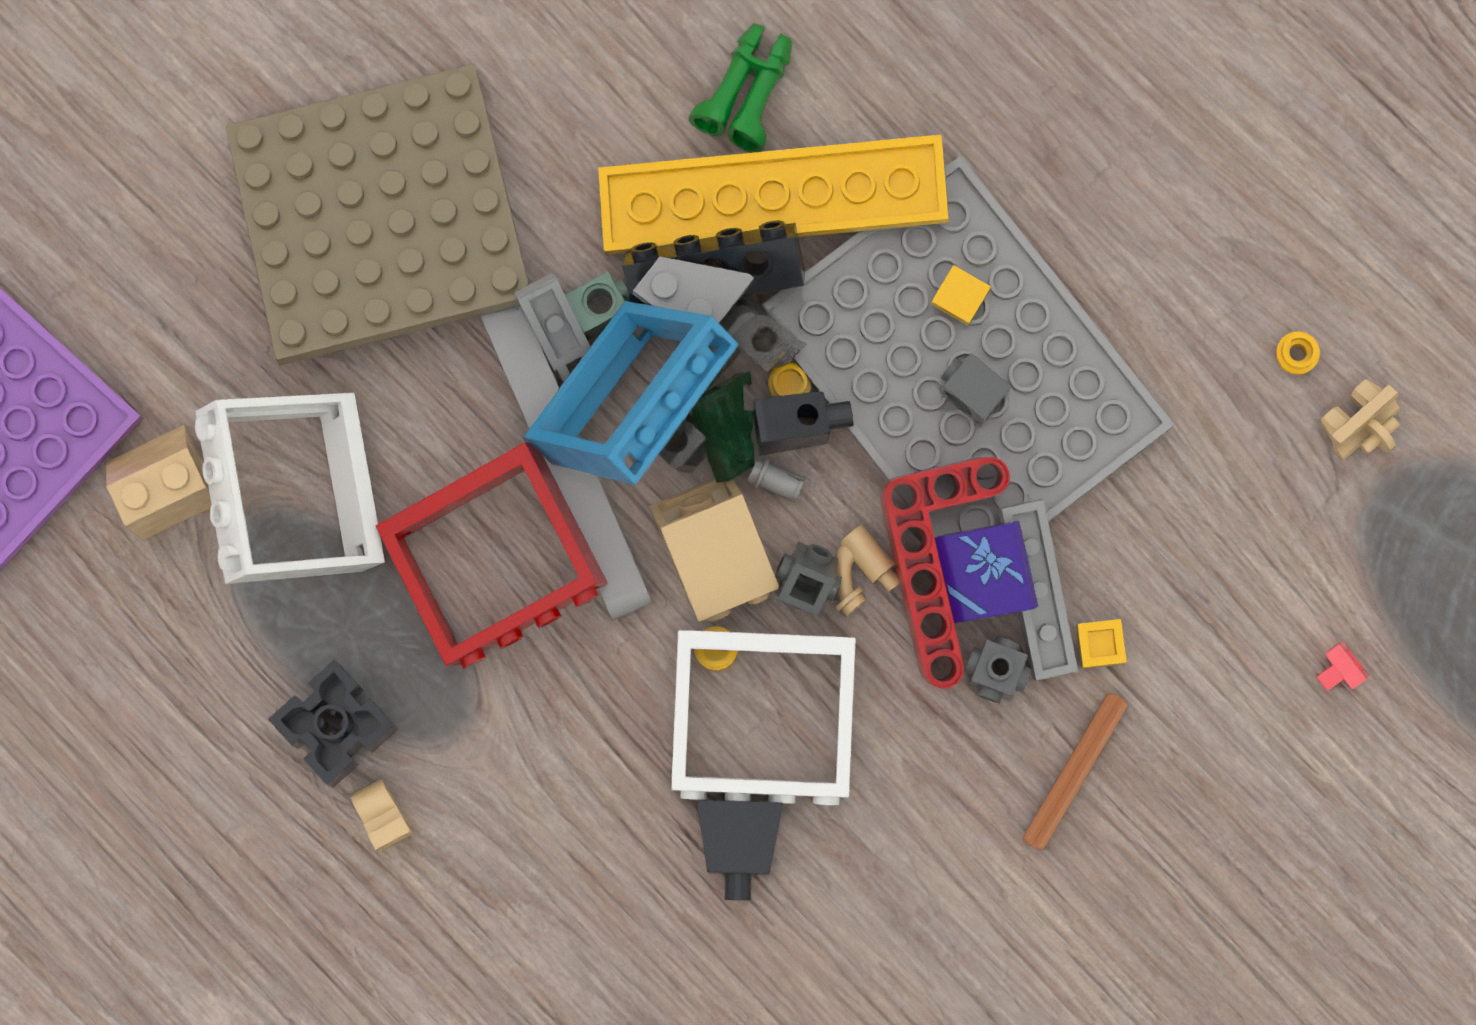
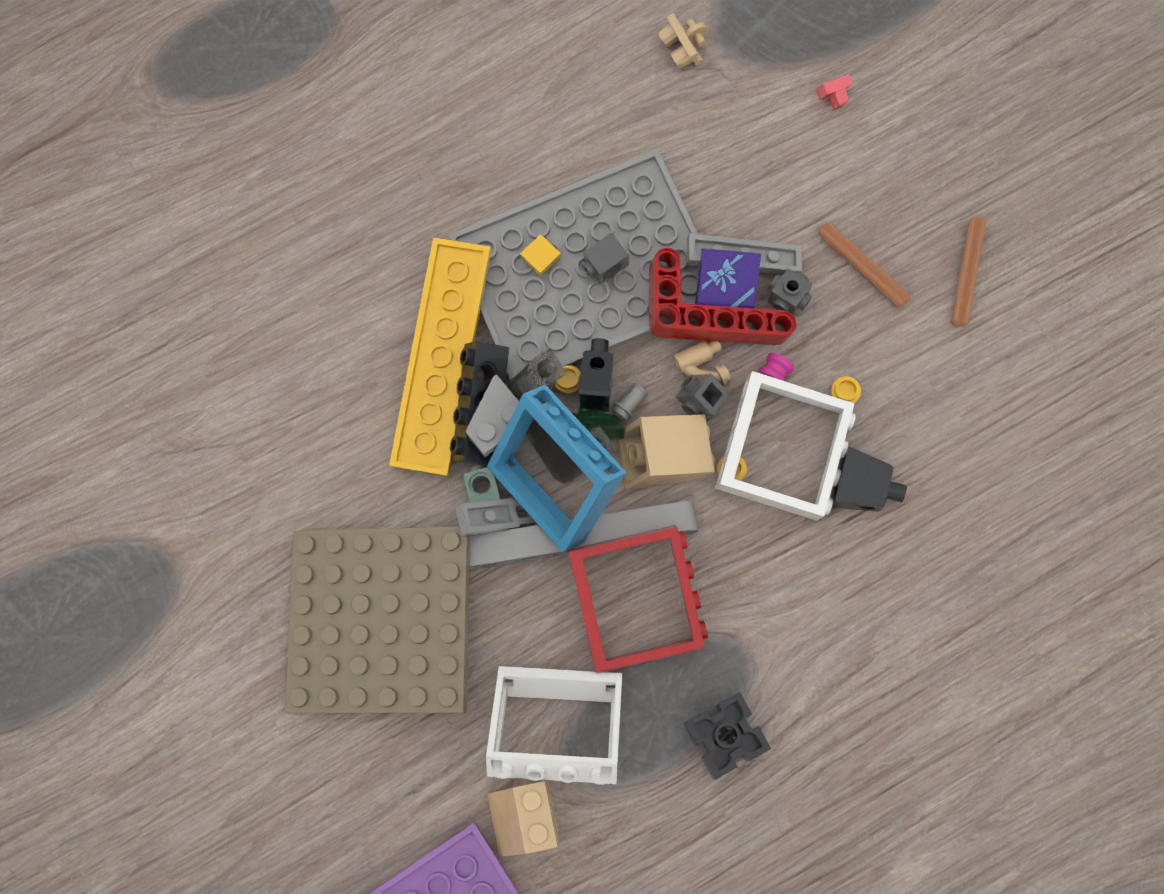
camera: 70 degrees left, 5 degrees down
(381, 815) = (795, 719): tan leg -> none
(746, 128) = (375, 381): green piece -> none
(872, 786) = (846, 389): none -> yellow plate
(875, 676) = (777, 367): none -> dark pink wheel
(1101, 643) = (786, 228): yellow plate -> none
(1104, 928) = (968, 271): none -> nougat axle
(1303, 341) = (629, 62): yellow plate -> none

